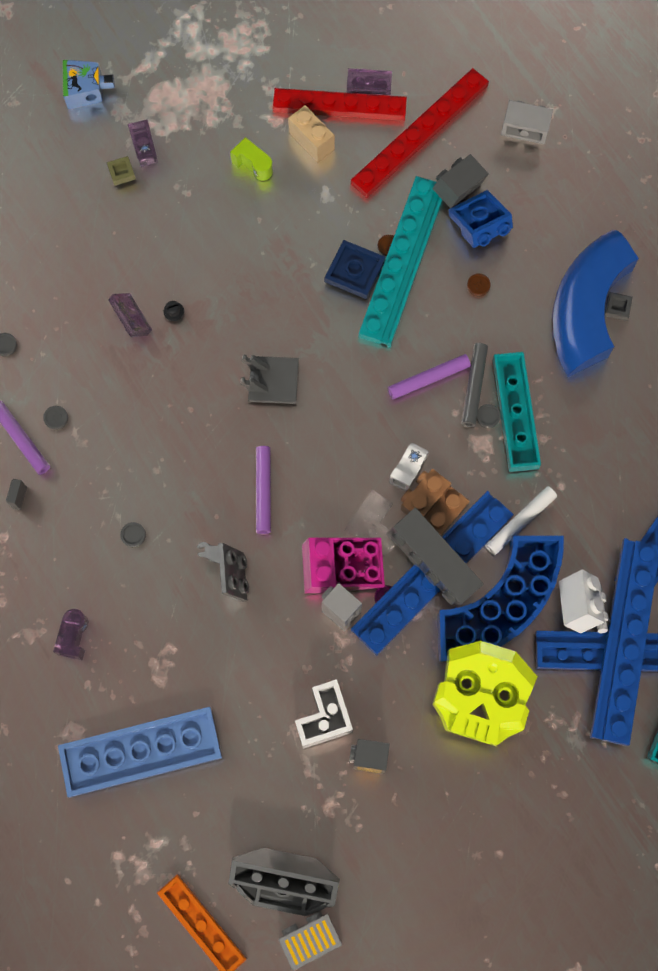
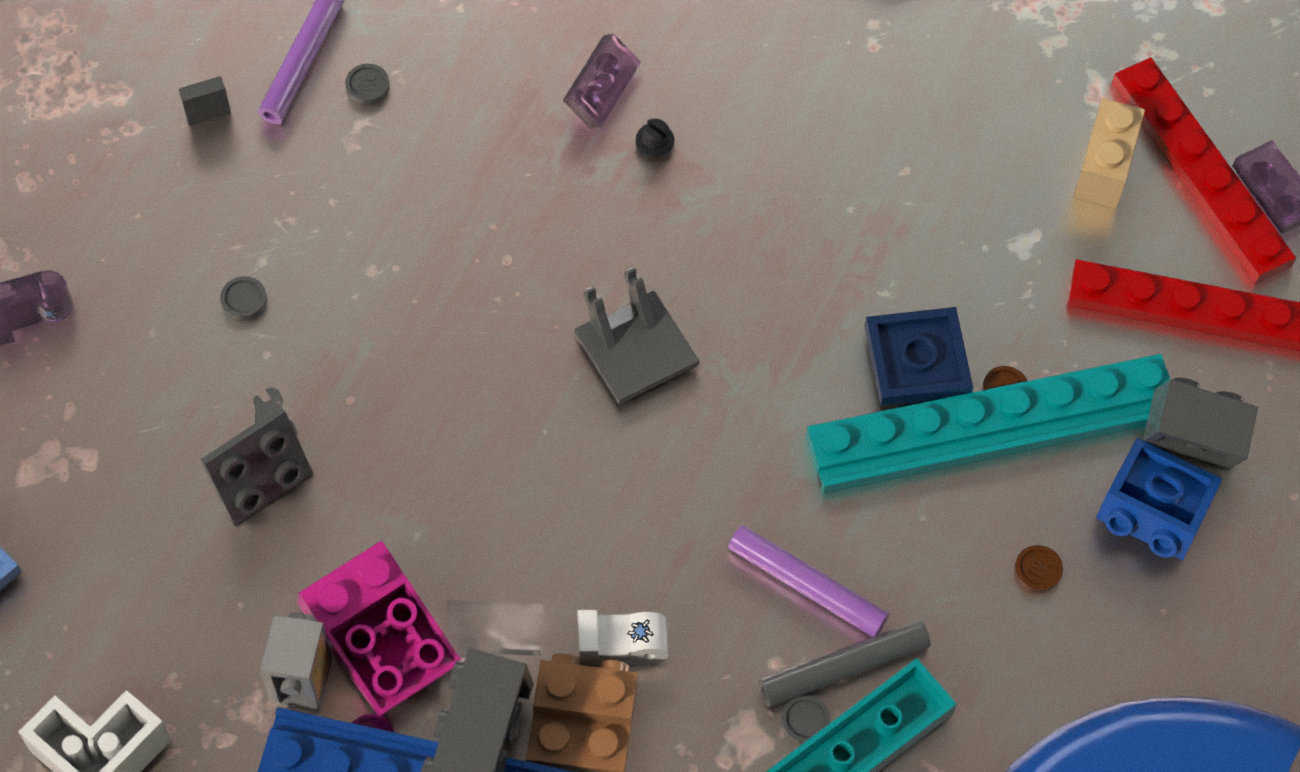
camera: 55 degrees right, 10 degrees down
(253, 158) = (997, 111): lime leg -> none
(263, 490) = (435, 439): medium lavender piece -> none

